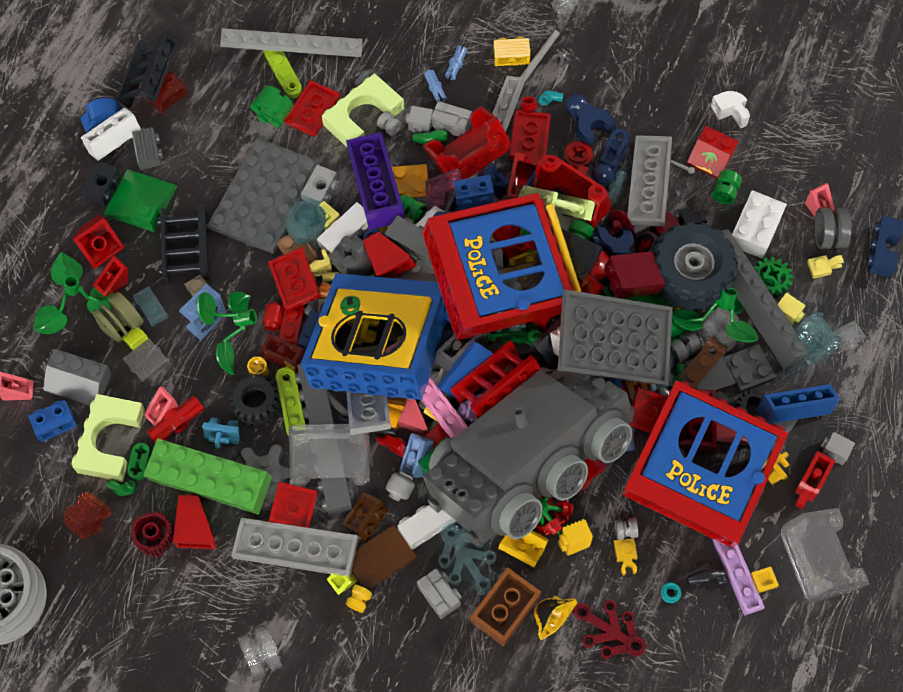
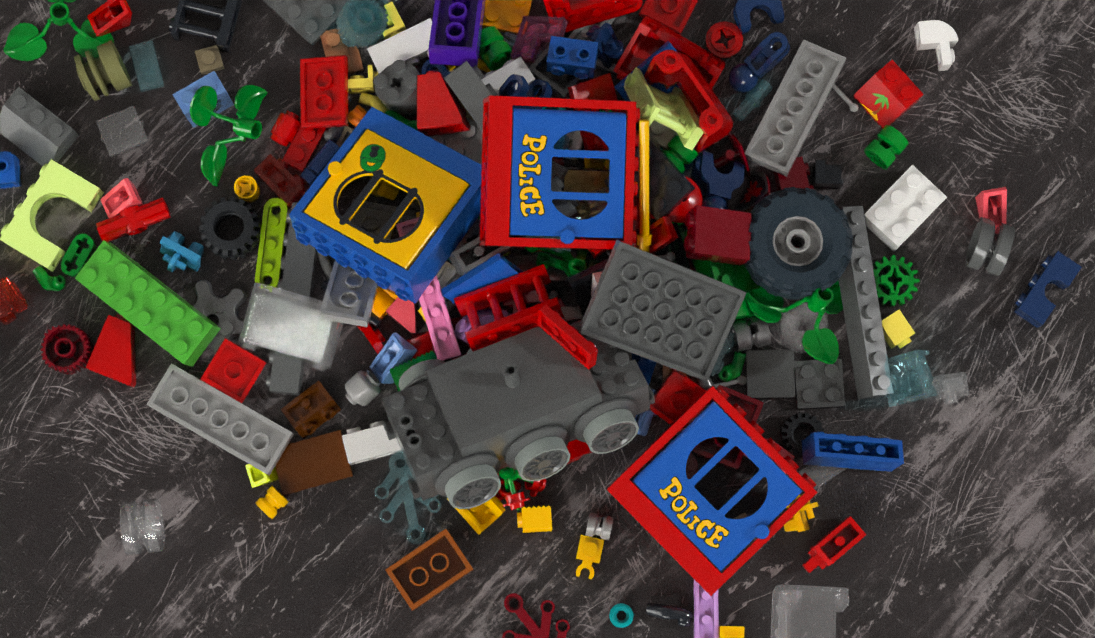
camera: 15 degrees right, 15 degrees up
(135, 338) = (117, 100): neon yellow slope -> none
(439, 593) = (362, 527): light grey brick -> none
(551, 377) = (567, 336): none -> red plate
(552, 614) = (478, 594): yellow hat -> none
(703, 363) = (763, 363): reddish brown plate -> none
(822, 266) = (959, 285): light yellow plate -> none
(837, 448) = (878, 517): light grey brick -> none

